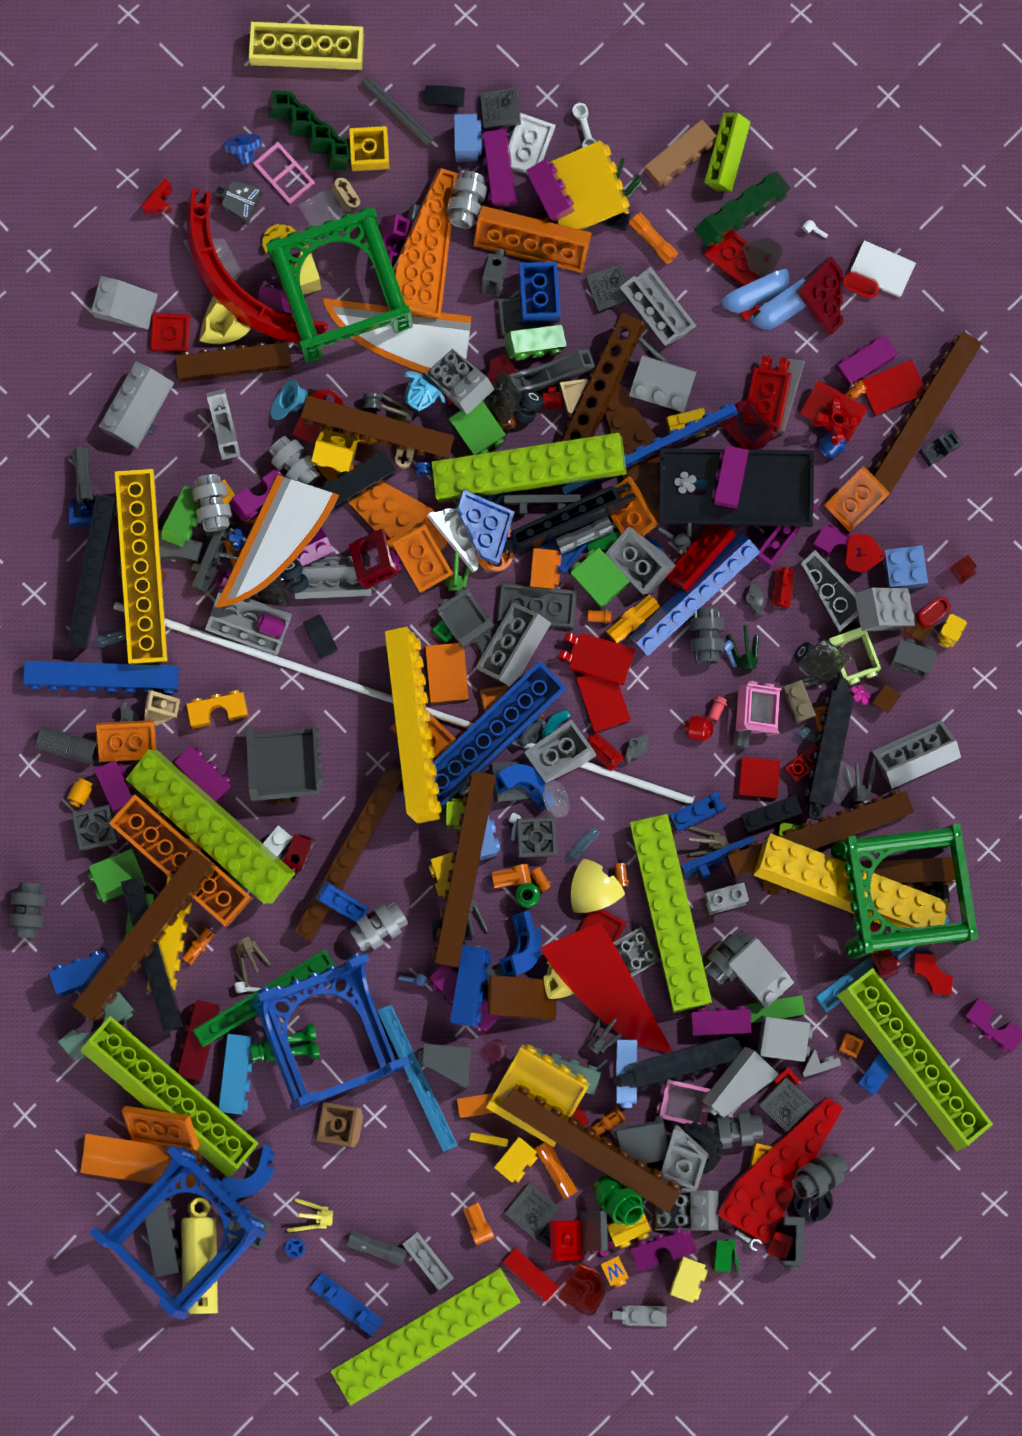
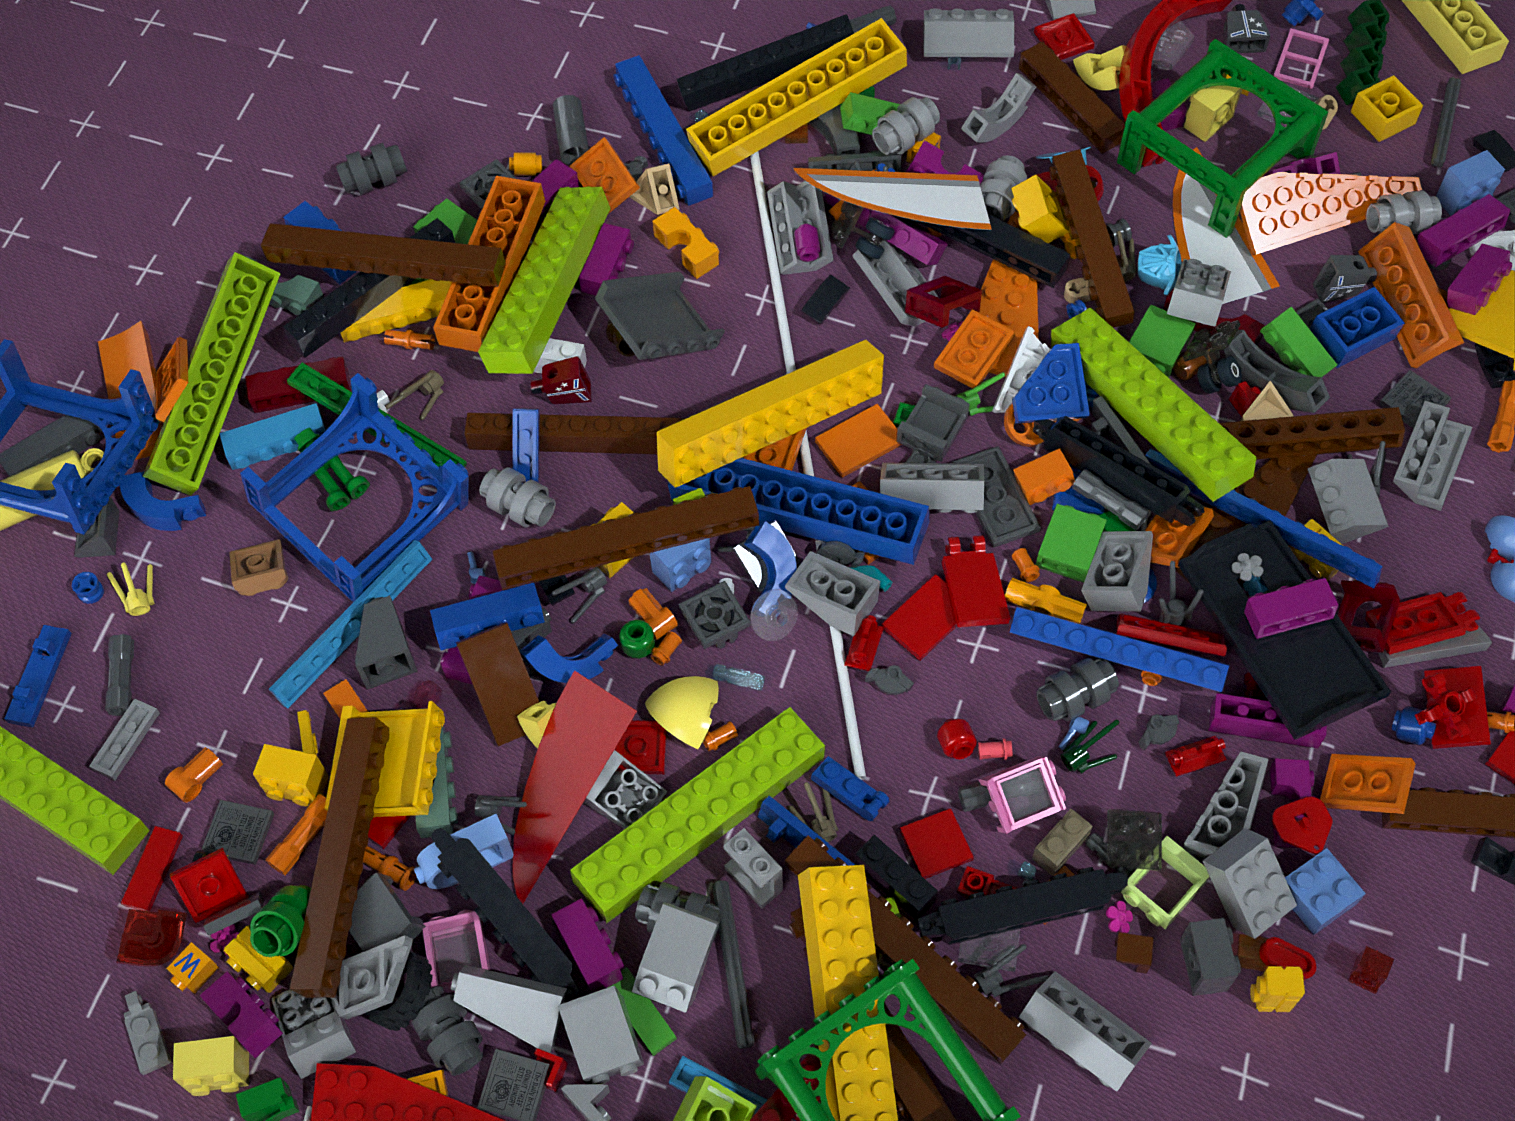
camera: 65 degrees right, 20 degrees down
(774, 940) = (733, 966): none -> dark grey axle

